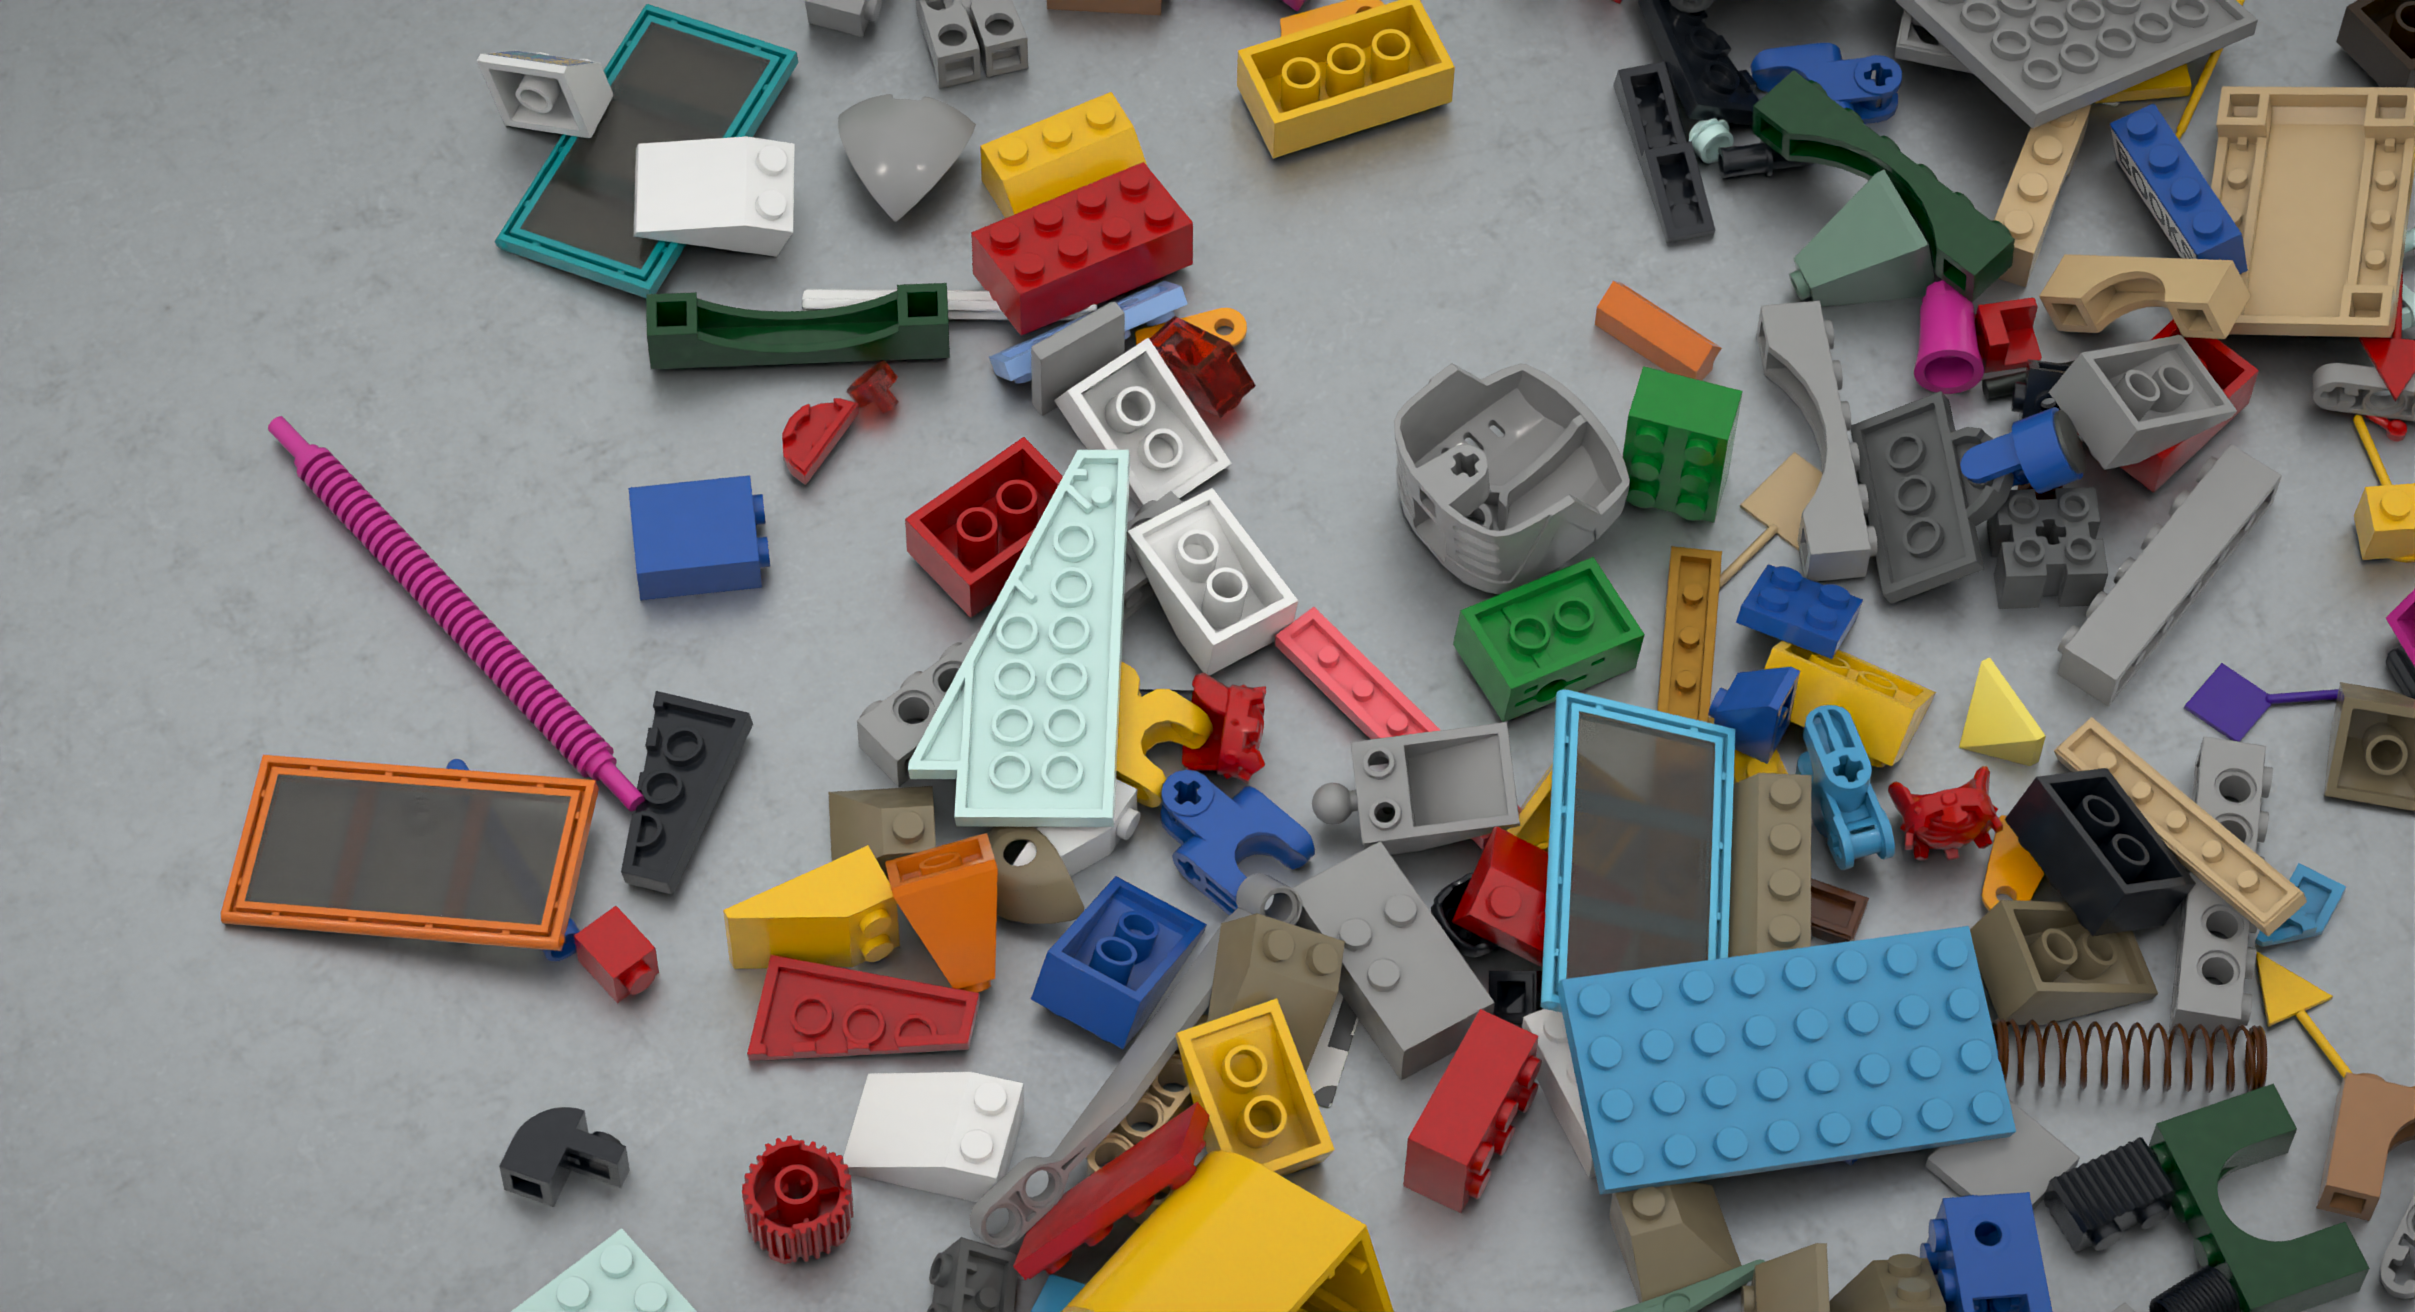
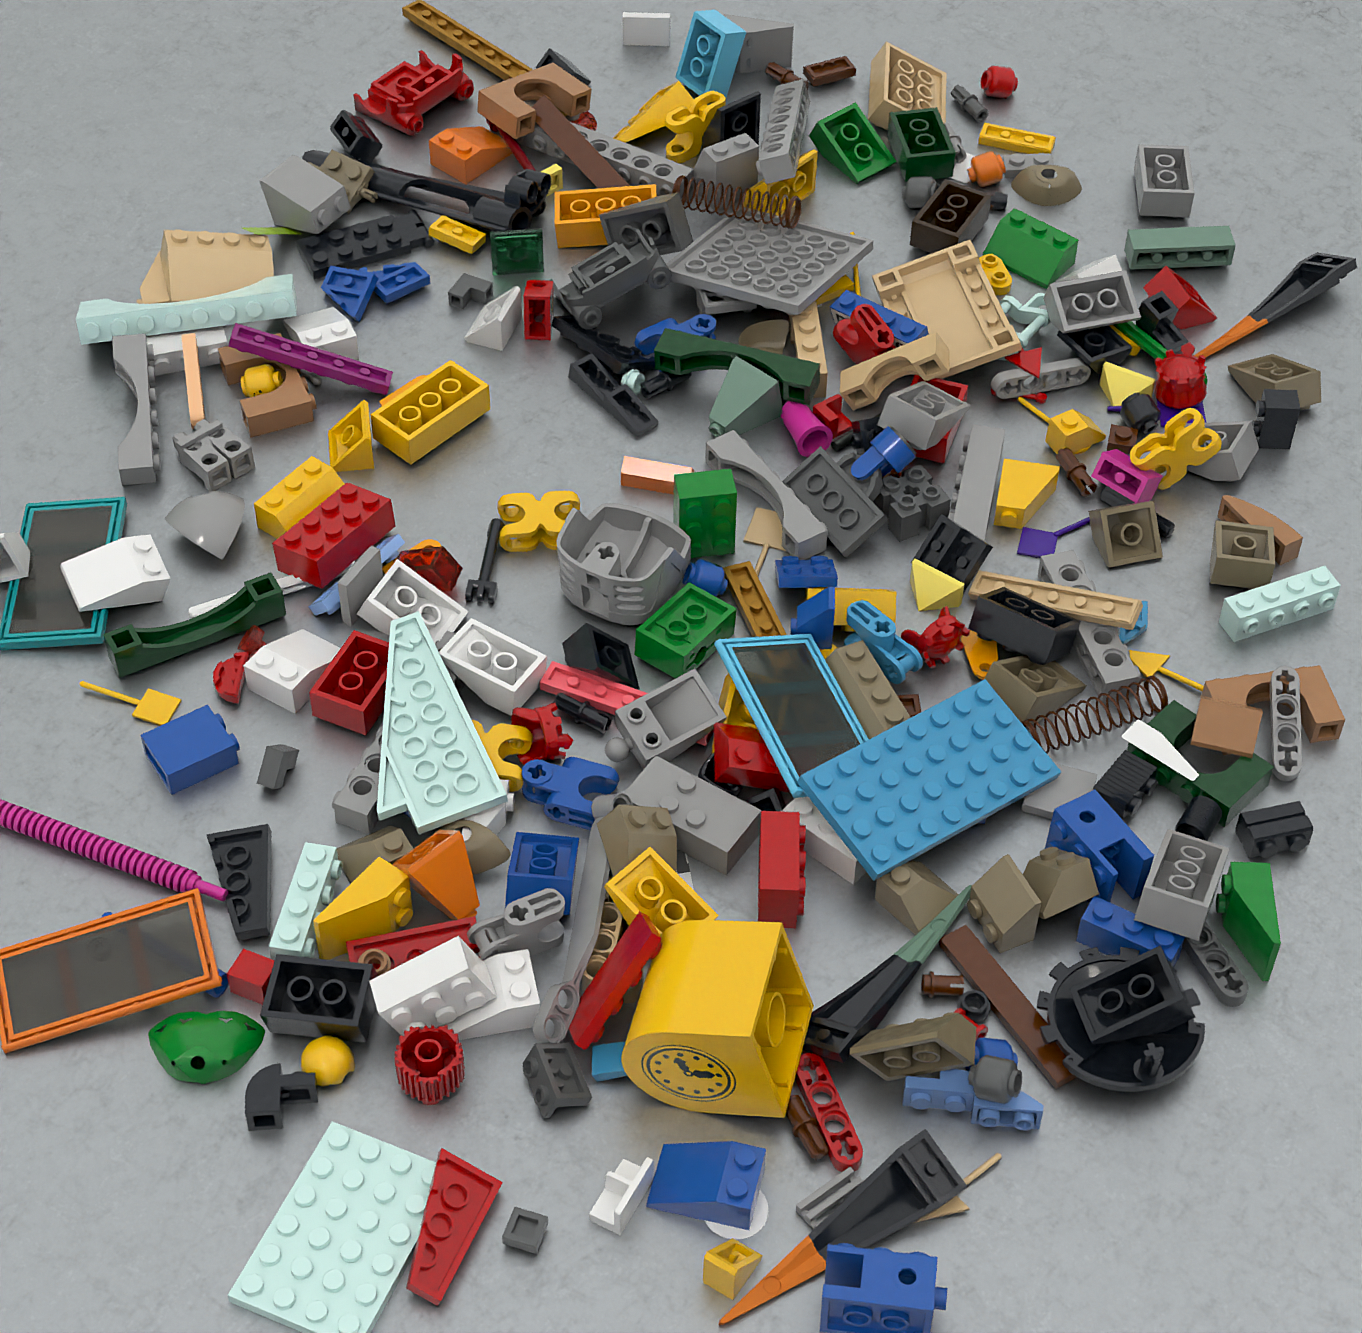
camera: 25 degrees left, 10 degrees down
(505, 1028) = (208, 1038): none -> green piece
(660, 1131) = (328, 1059): none -> yellow hair
(678, 442) = (153, 707): none -> yellow piece
(689, 1033) = (319, 998): none -> black brick
(746, 862) = (307, 897): none -> light aqua brick
(792, 996) = (376, 956): none -> medium nougat plate
(807, 614) = (275, 763): none -> dark grey piece
(850, 1090) = (433, 987): none -> white brick
(911, 454) = (289, 668): none -> white slope
(1032, 1044) = (526, 924): none -> light grey piece
(1197, 82) = (352, 441): none -> yellow slope
(1317, 713) = (583, 712): none -> black axle
(1346, 334) = (483, 583): none -> black hinge
(1394, 632) = (600, 655): none -> black slope
(1422, 337) = (534, 519): none -> yellow piece
(1631, 557) = (706, 576): none -> blue head
(1972, 134) = (766, 336): none -> dark tan piece
(2059, 671) = (953, 550): none -> black slope
(2136, 207) = (864, 334): none -> red piece
(2196, 1156) = (1159, 747): none -> white sticker
(2251, 600) = (1023, 491): none -> yellow slope
(2328, 1165) = (1226, 726): none -> medium nougat slope
(2368, 597) = (1076, 471): none -> reddish brown axle

